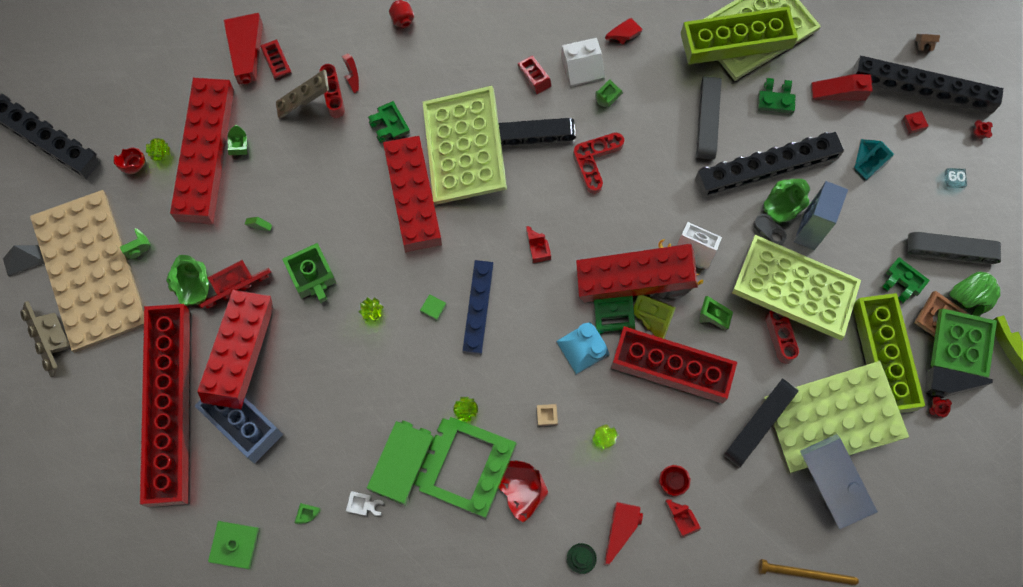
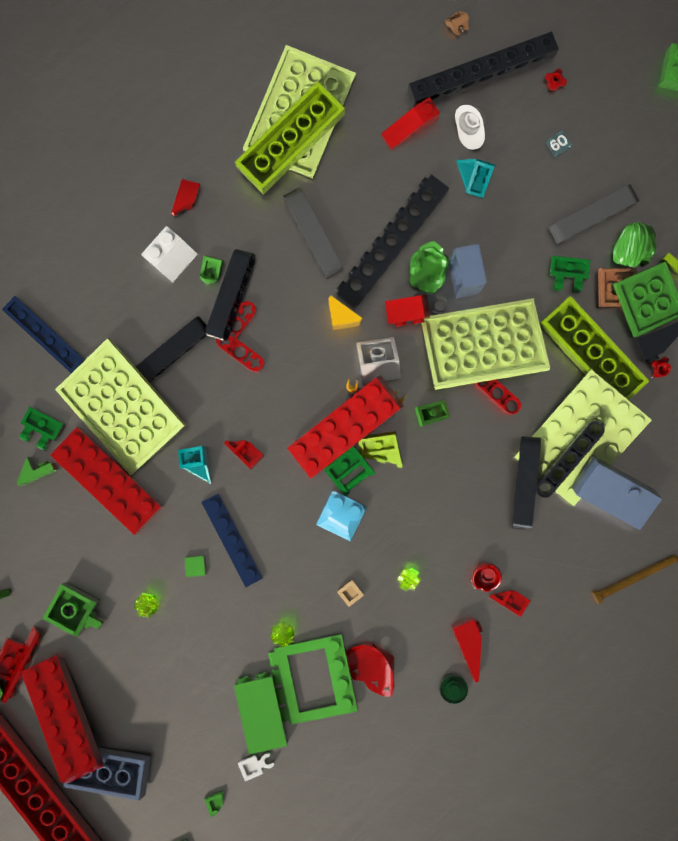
camera: 30 degrees left, 15 degrees up
(356, 150) = (30, 473): none -> bright green slope
(442, 56) = (43, 334): none -> dark blue plate
(493, 226) = (196, 461): none -> teal slope
(539, 84) = (144, 299): red slope -> none
(610, 119) = (230, 294): none -> black beam
(674, 365) = (426, 482): red brick -> none
(692, 190) = (342, 316): none -> yellow slope
(748, 220) = (407, 309): none -> red brick
(776, 101) = (362, 174): green plate -> none
(823, 416) = (568, 467): none -> black beam
(890, 118) = (470, 126): none -> white piece
(915, 122) = (494, 111): red plate -> none

